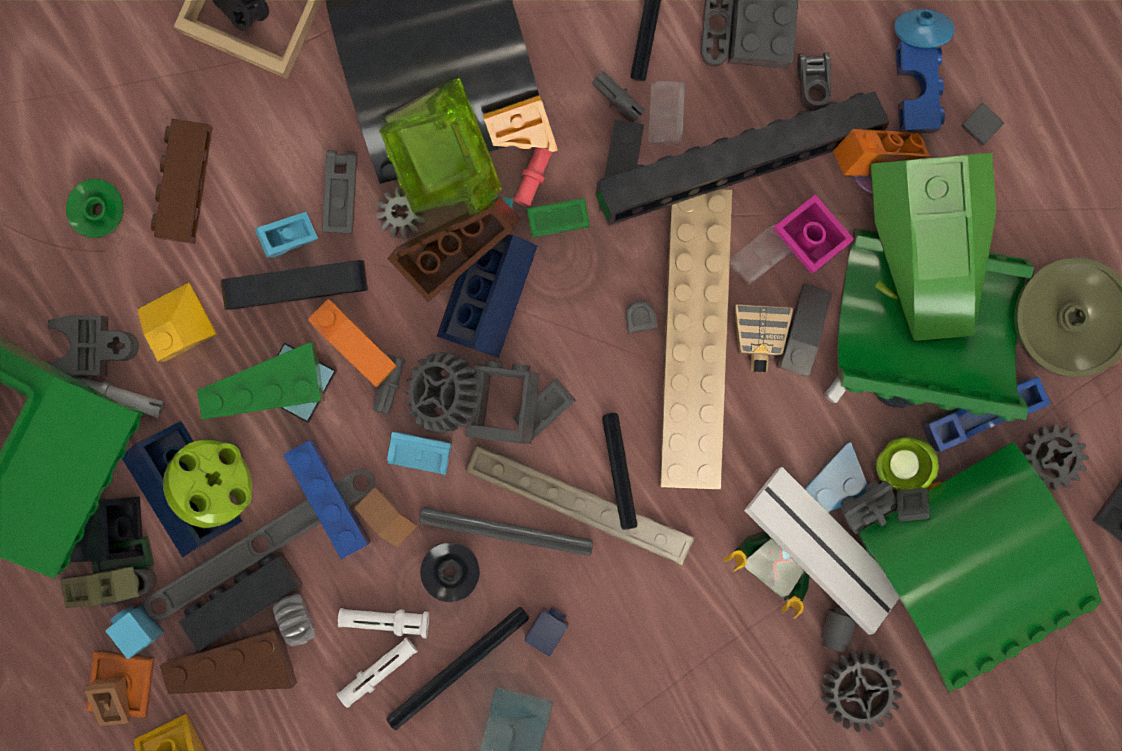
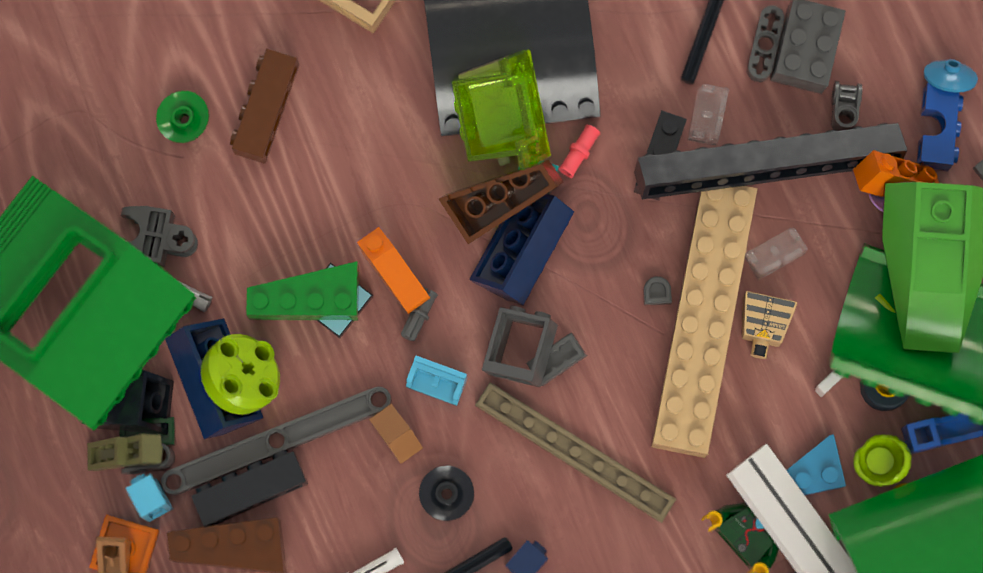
camera: 10 degrees right, 10 degrees down
(175, 323) = (236, 230): yellow slope -> none
(286, 235) = (350, 166): medium azure slope -> none
(294, 285) = (348, 212): black beam -> none
(294, 620) = (296, 512): light grey gear -> none
(325, 498) = (345, 407): blue arch -> none
(339, 193) = (403, 139): dark grey plate -> none
(398, 223) = (451, 172): light grey gear -> none
(398, 622) = (393, 534): white pin -> none
(451, 394) = (476, 328): dark grey gear -> none
(505, 531) = (503, 465): dark grey axle -> none
(521, 125) = (577, 102): light orange wing -> none
(558, 217) = (596, 191): green plate -> none
(617, 96) = (666, 93): dark grey axle -> none
(619, 471) = (617, 426): black axle -> none
(805, 330) = (805, 327): dark grey slope -> none
(813, 234) = (825, 239): dark pink slope -> none
(869, 507) = (842, 493): dark grey hips -> none
(913, 504) = (882, 495): dark grey tile -> none

